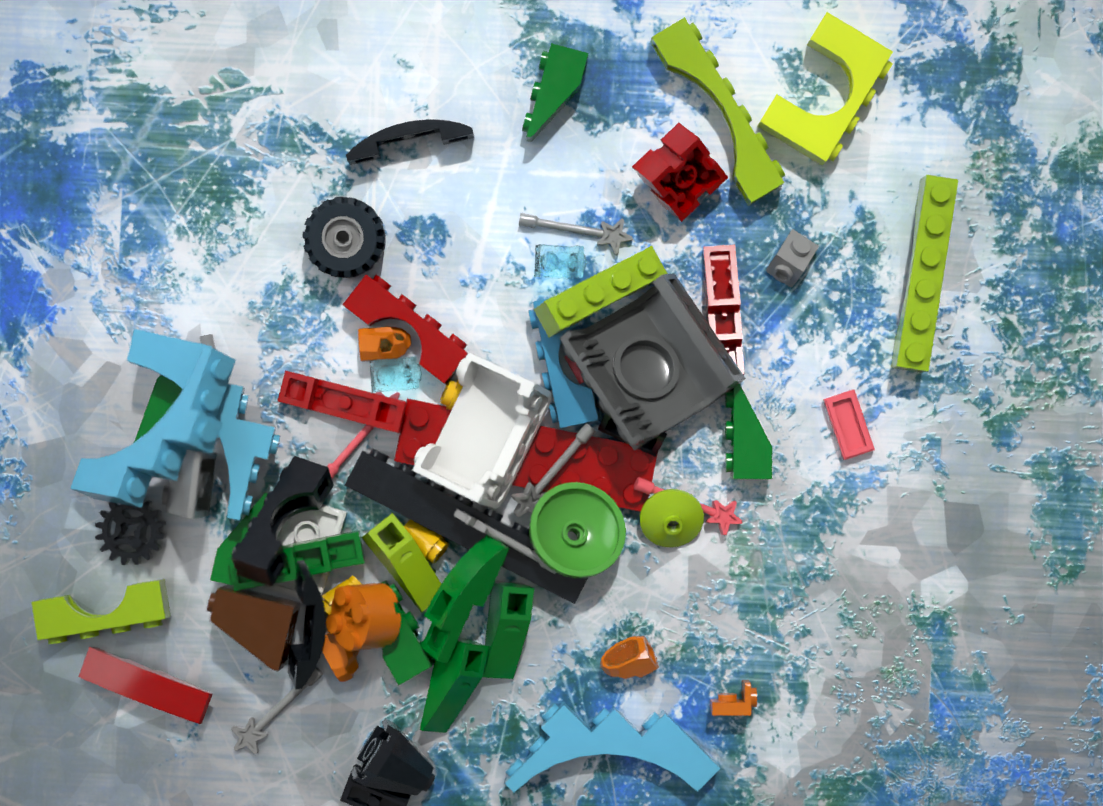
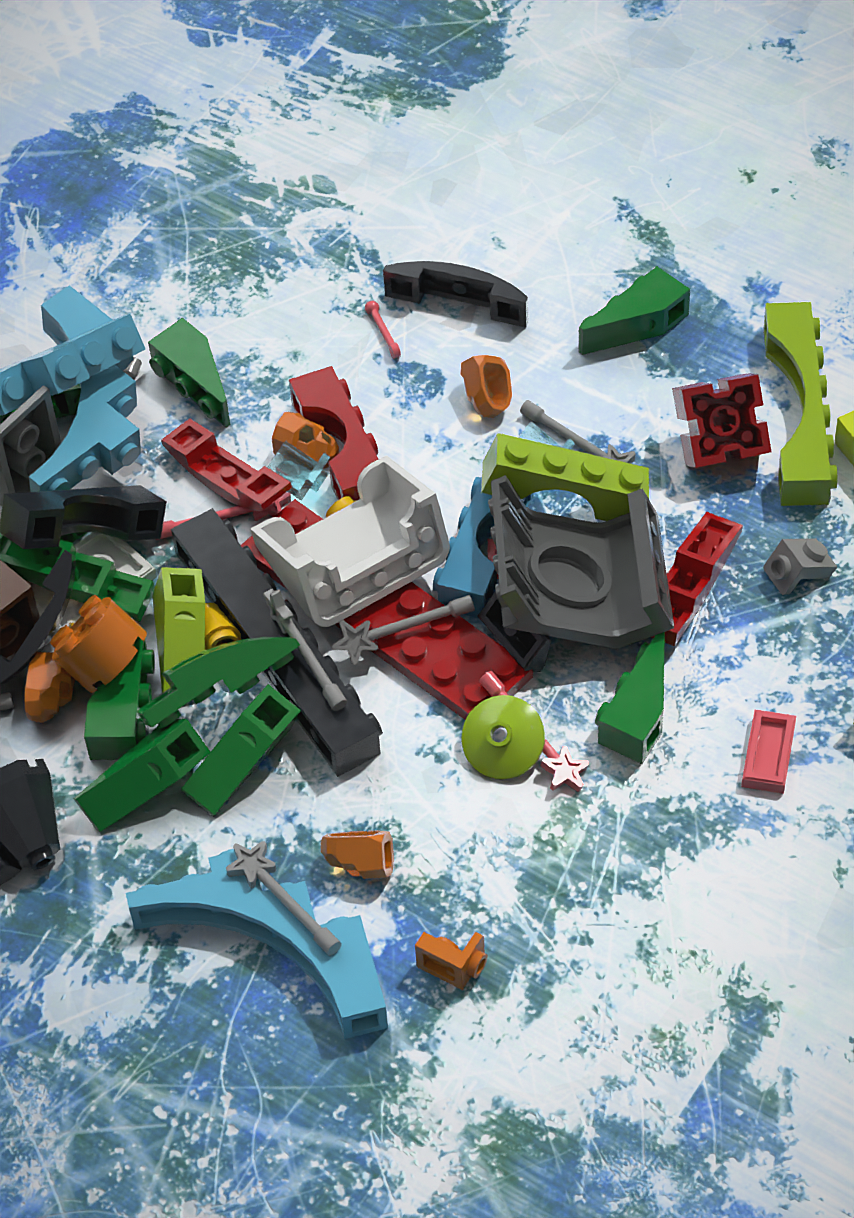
camera: 30 degrees right, 35 degrees down
(252, 319) = (187, 361): none -> green slope
(344, 237) = (334, 330): black wheel -> none
(350, 185) = (372, 308): none -> coral hinge
(485, 220) = (487, 384): none -> orange rock
(578, 720) = (255, 865): none -> light grey piece
(590, 516) = (387, 677): bright green dish -> none

